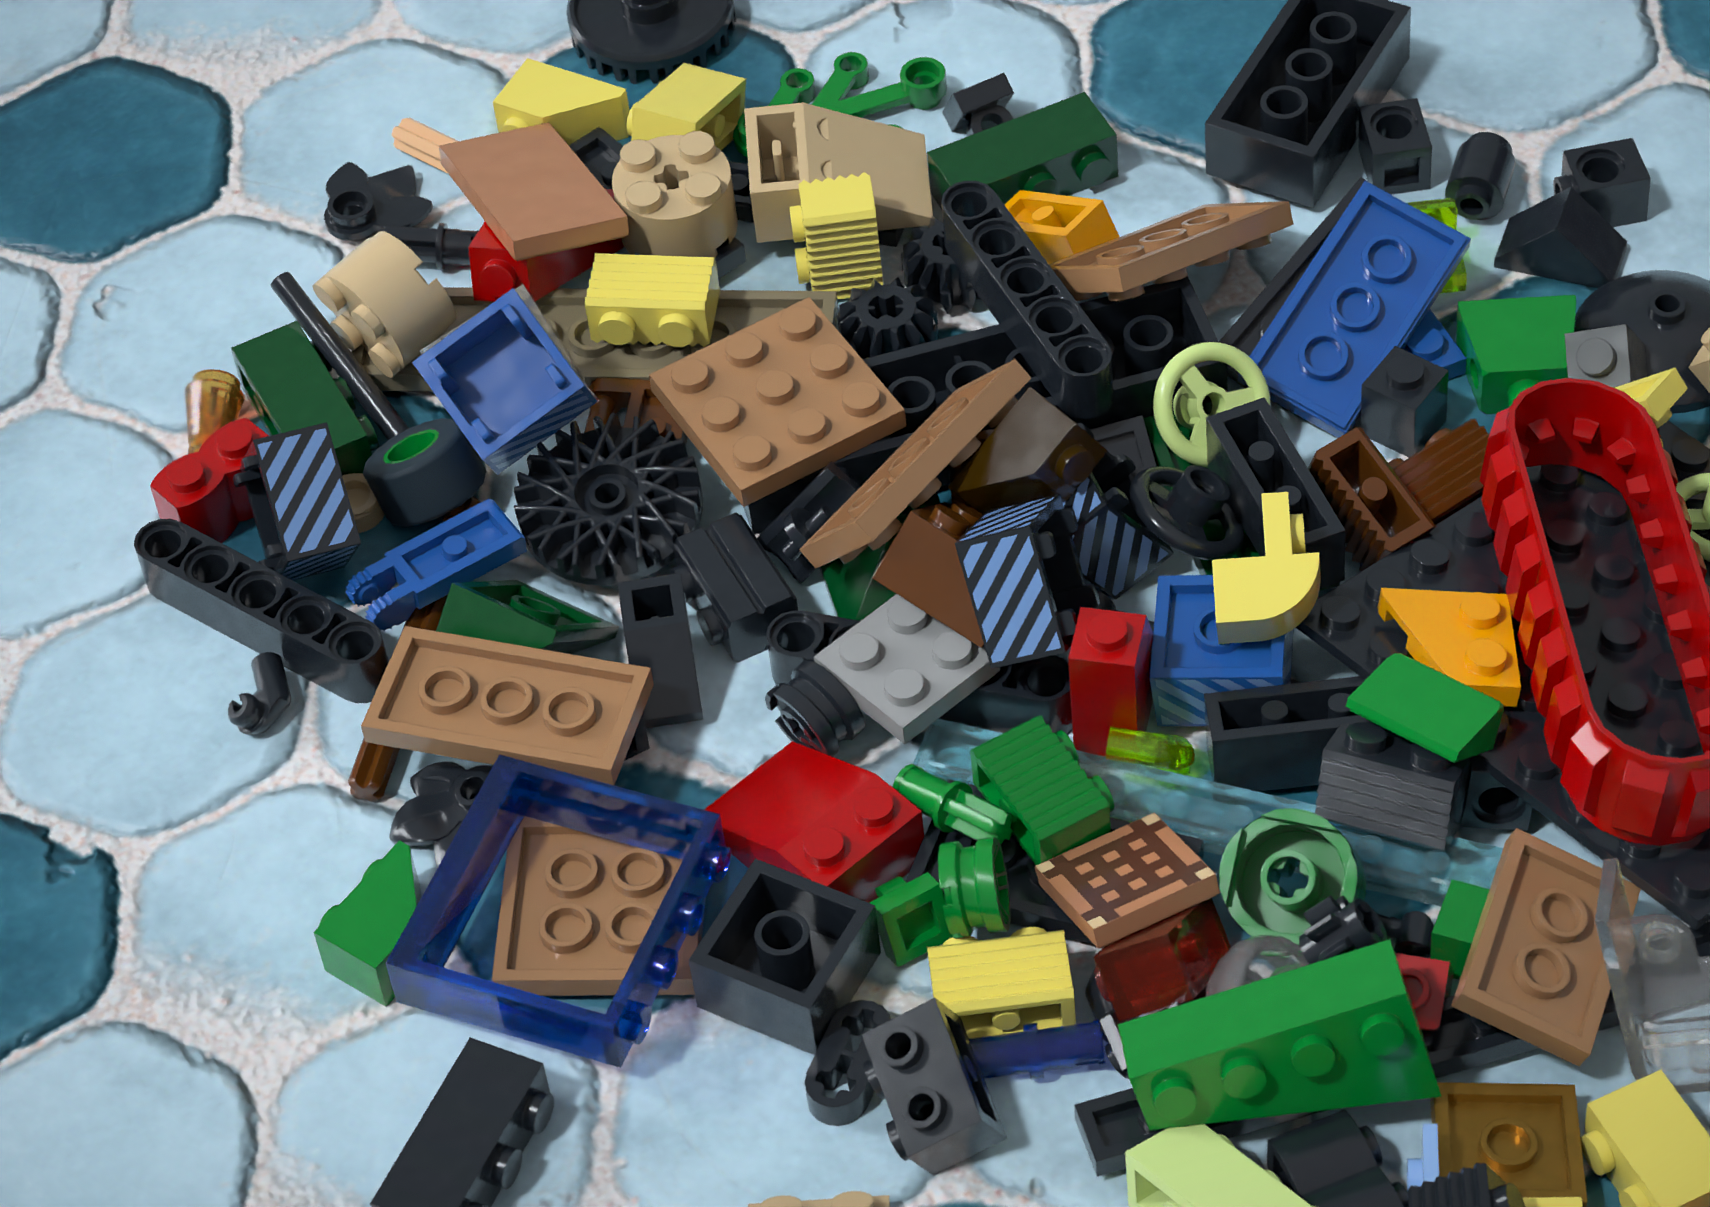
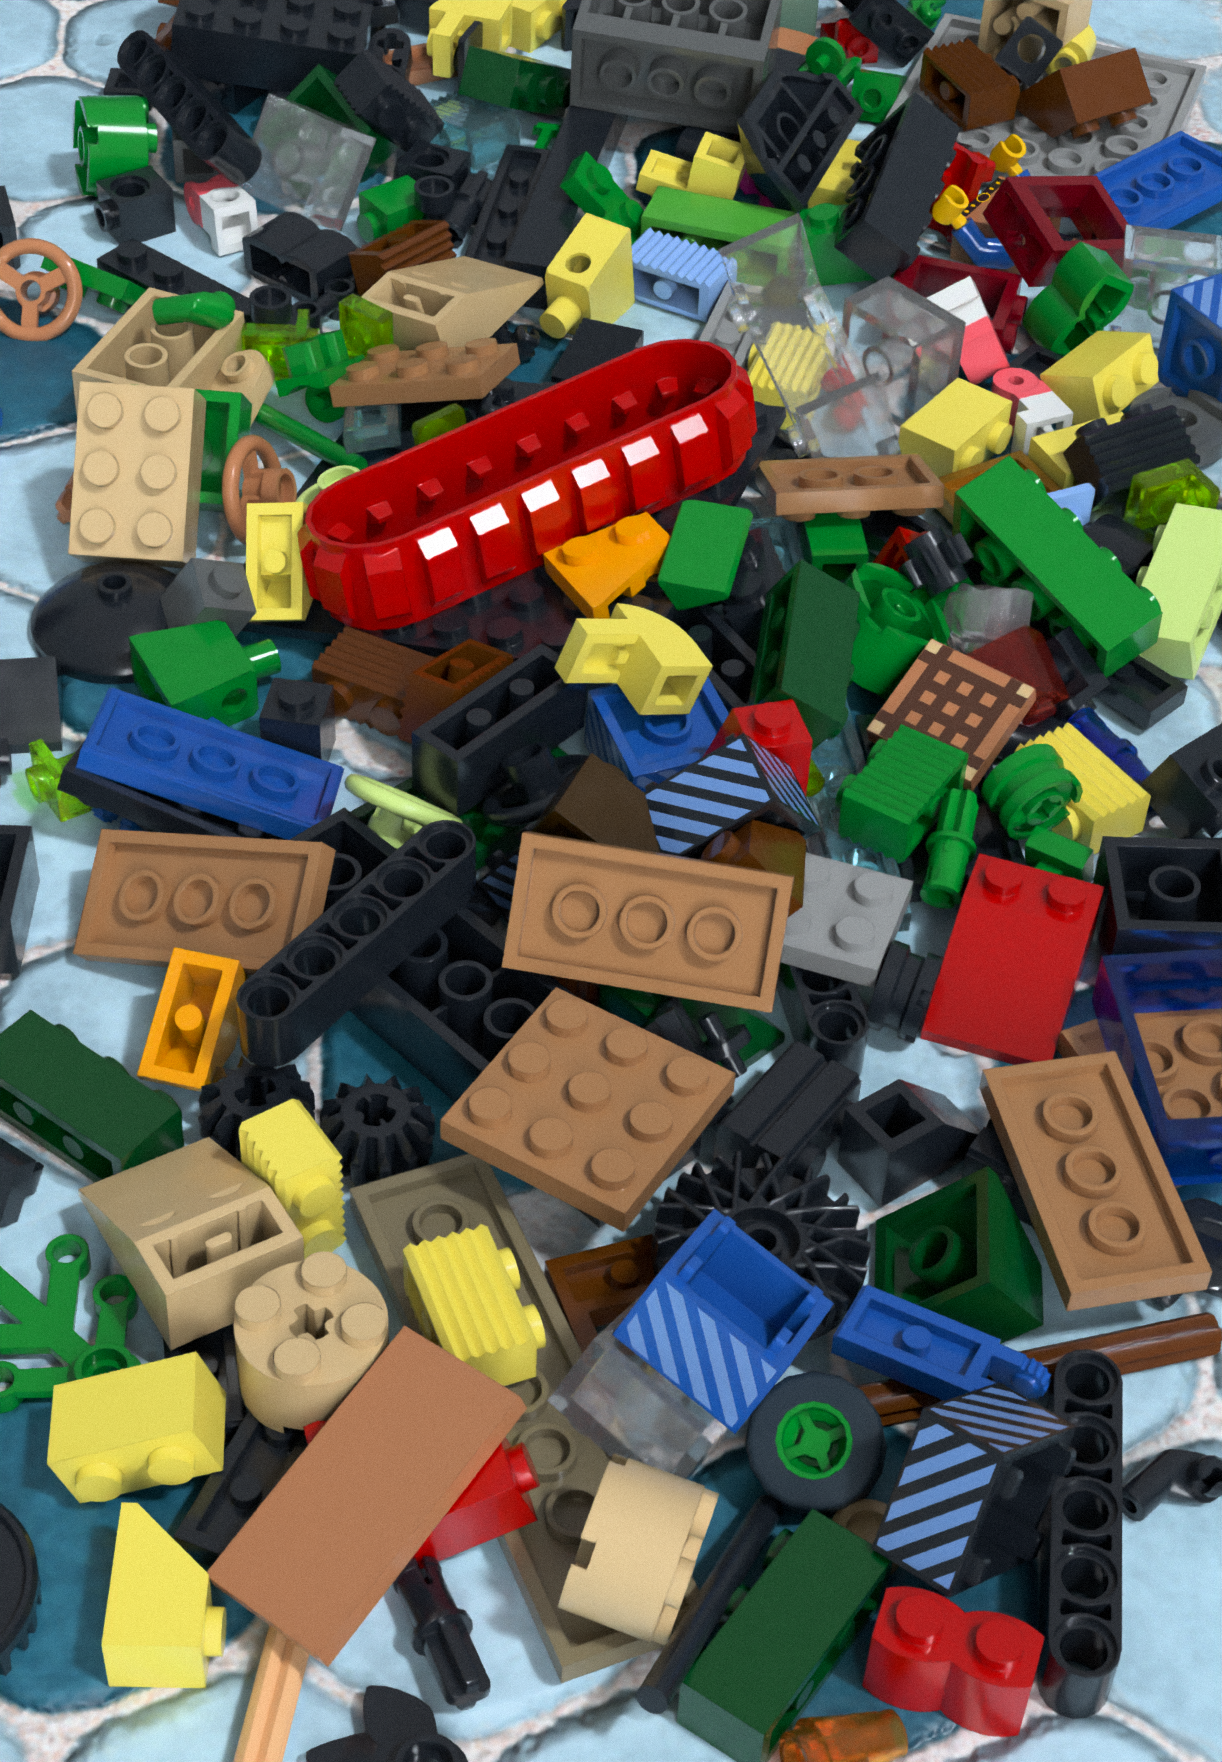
camera: 125 degrees left, 5 degrees down
(1220, 734) = (808, 648): none -> dark green brick

